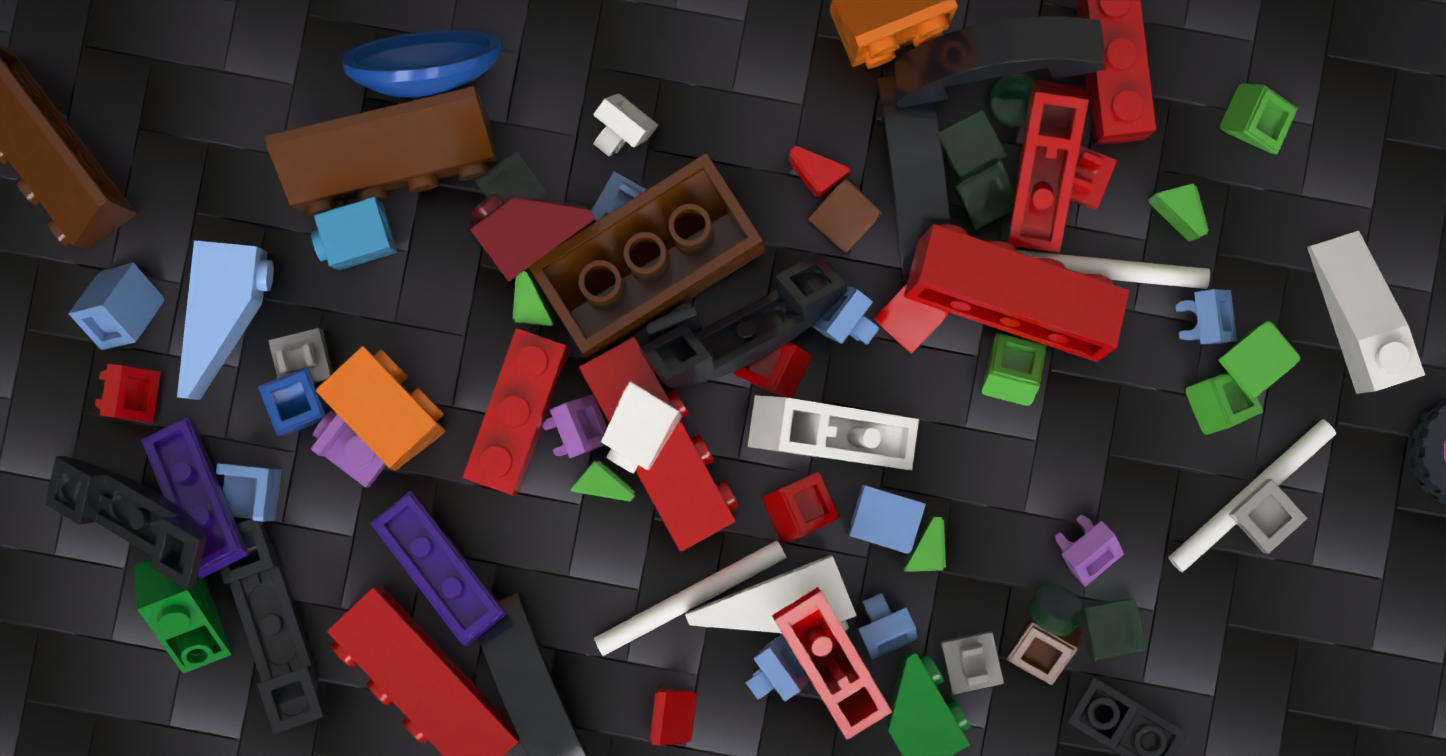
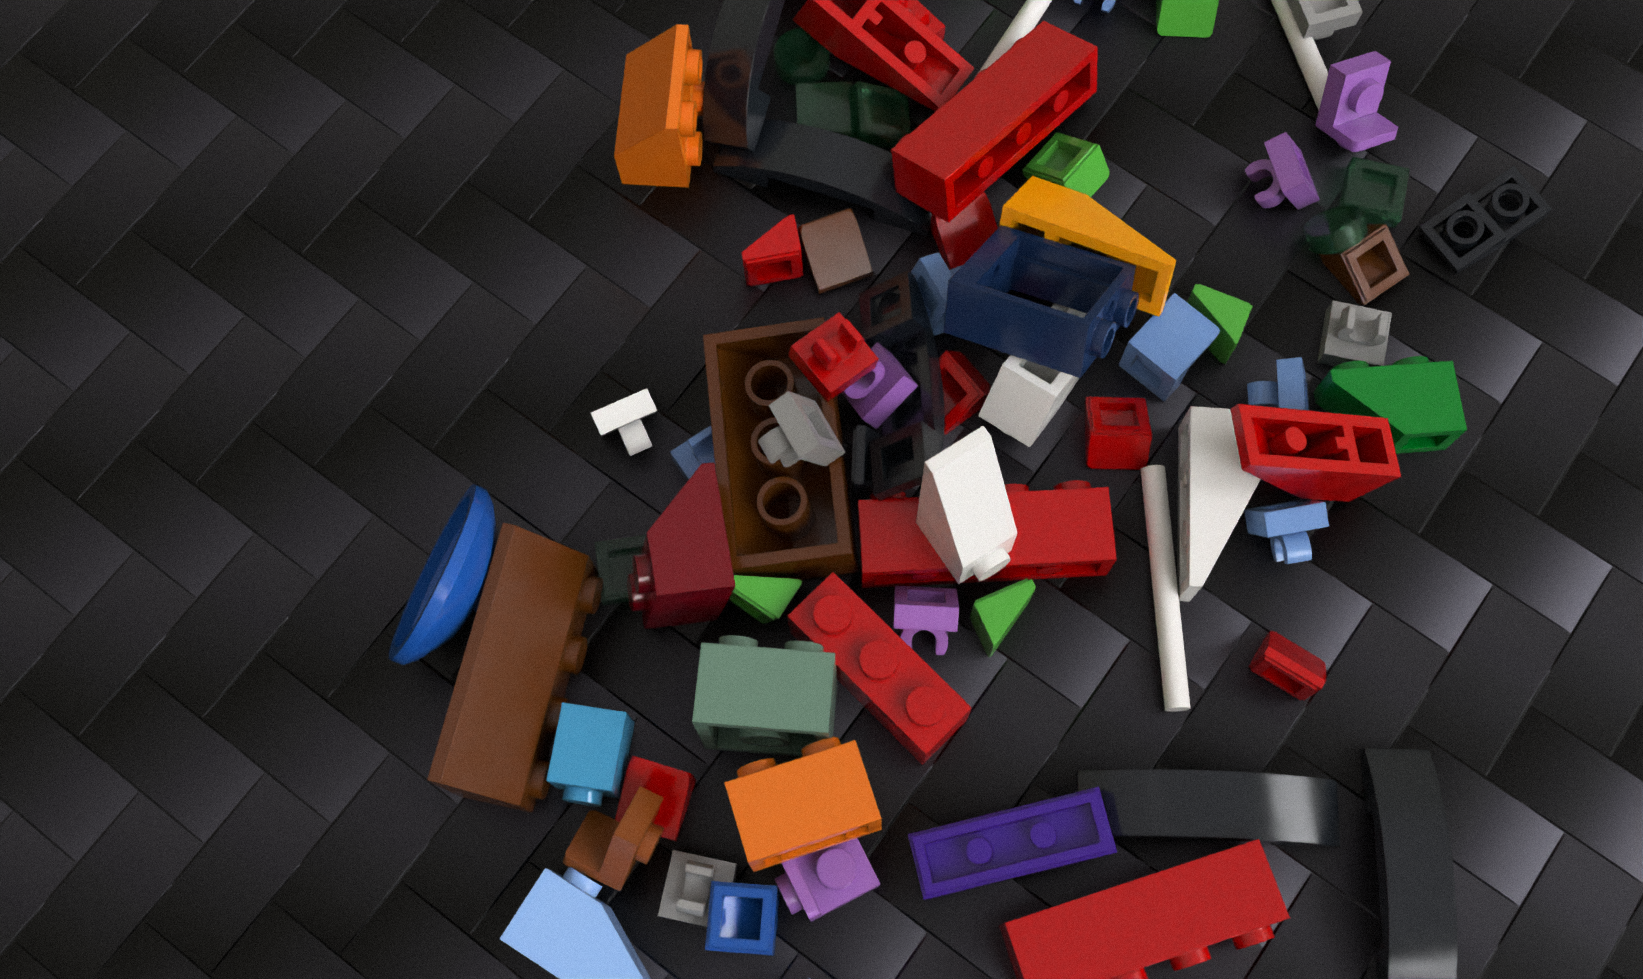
camera: 65 degrees left, 15 degrees down
(297, 282) = (611, 848): none -> dark orange bracket
(350, 295) = (668, 782): none -> red slope
(447, 343) = (764, 696): none -> sand green brick
(651, 272) = (801, 433): none -> light grey tile
(728, 264) = (833, 356): none -> red tile
(740, 304) = (881, 389): none -> medium lavender tile
(896, 401) = (1049, 270): none -> dark blue window
(934, 402) = (1083, 223): none -> light orange slope
(1177, 580) = (1352, 103): none -> medium lavender bracket

